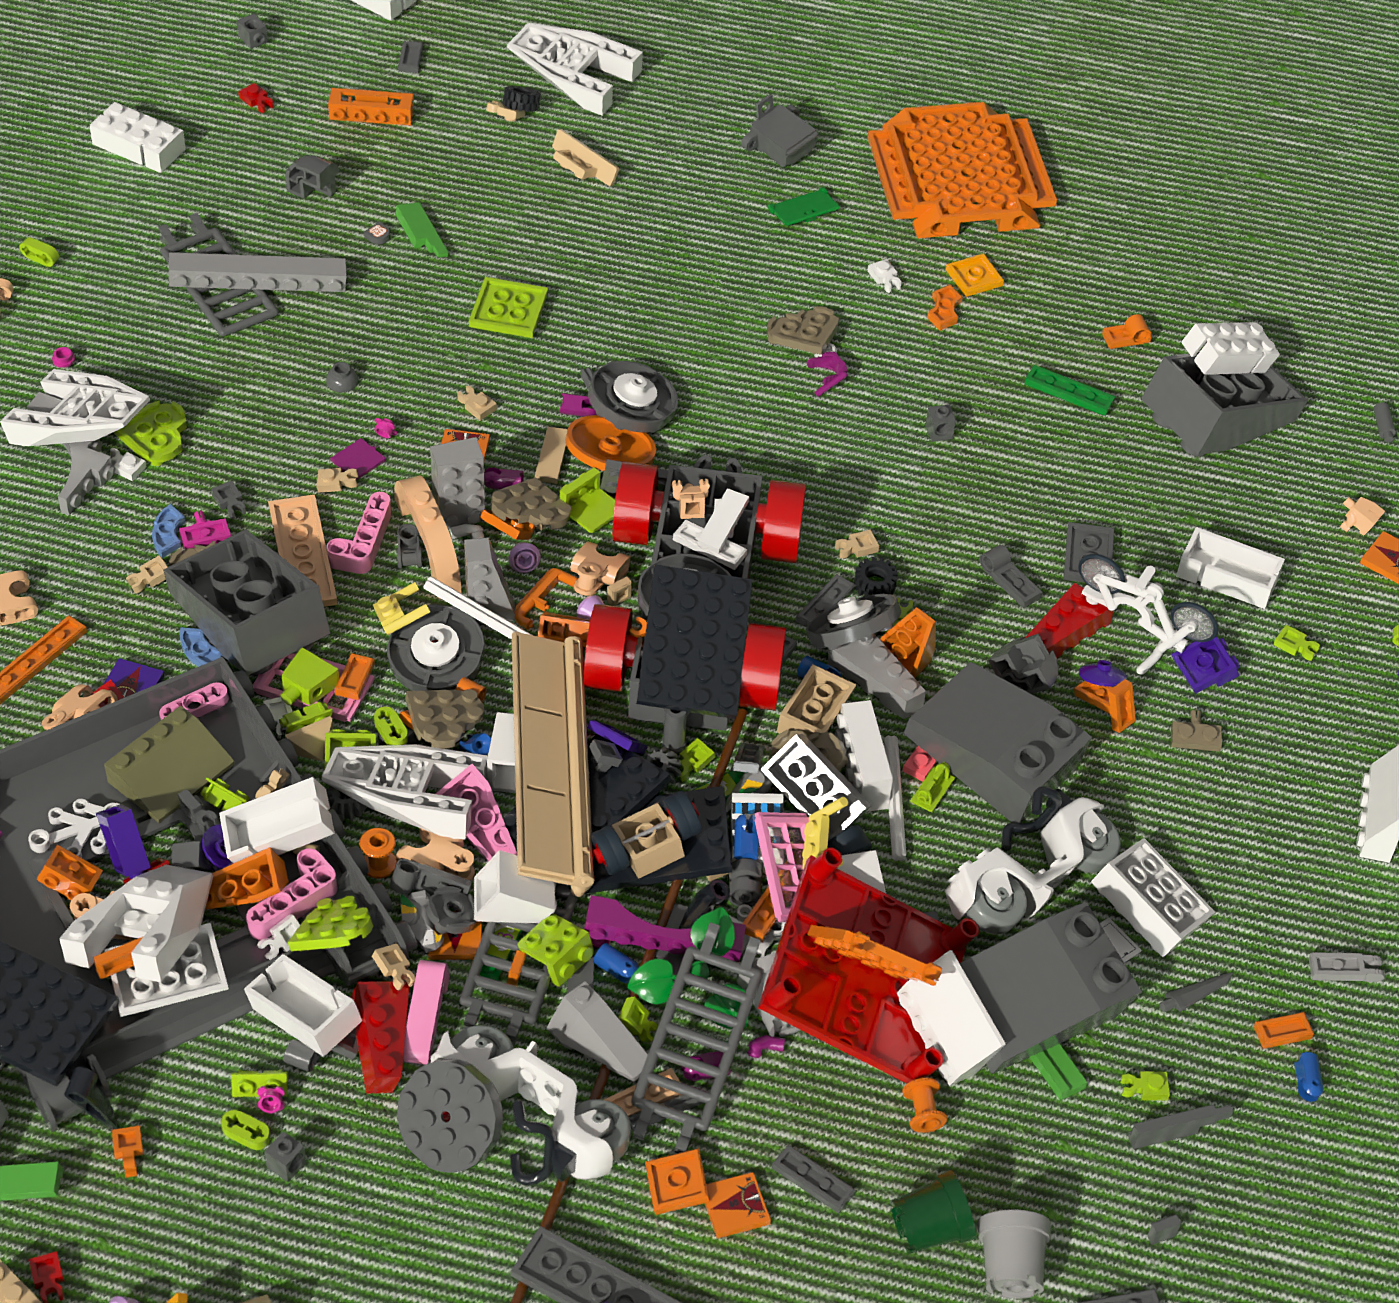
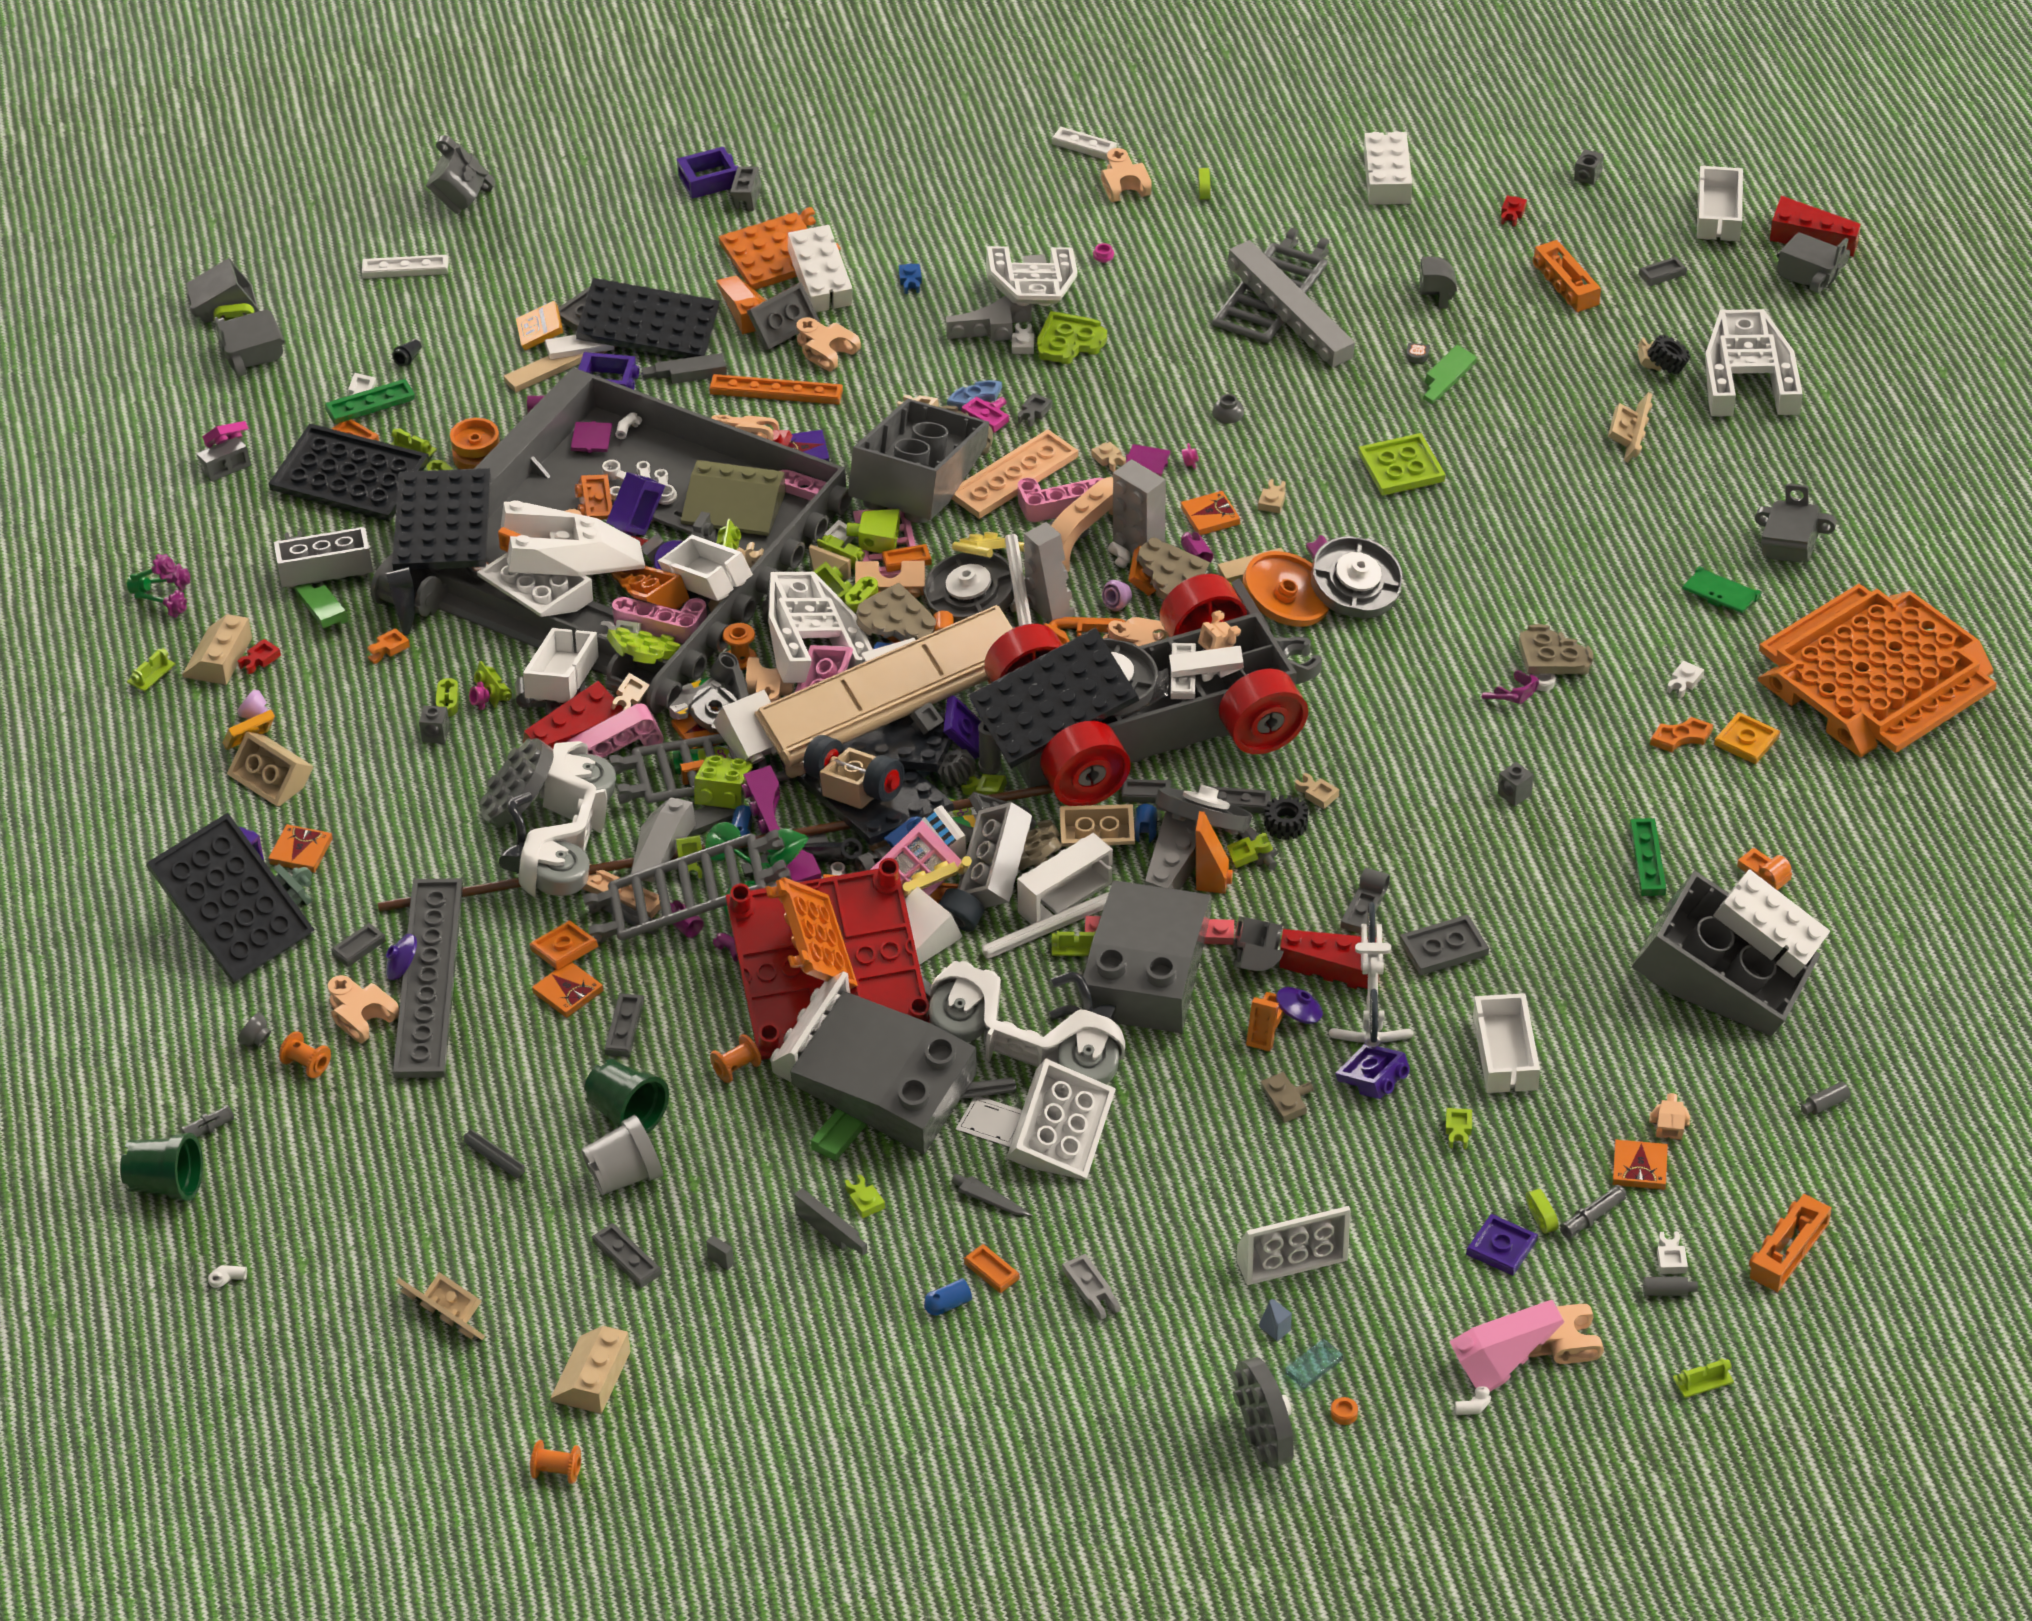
camera: 65 degrees right, 5 degrees down
(386, 686) = (911, 575): none -> light nougat arch

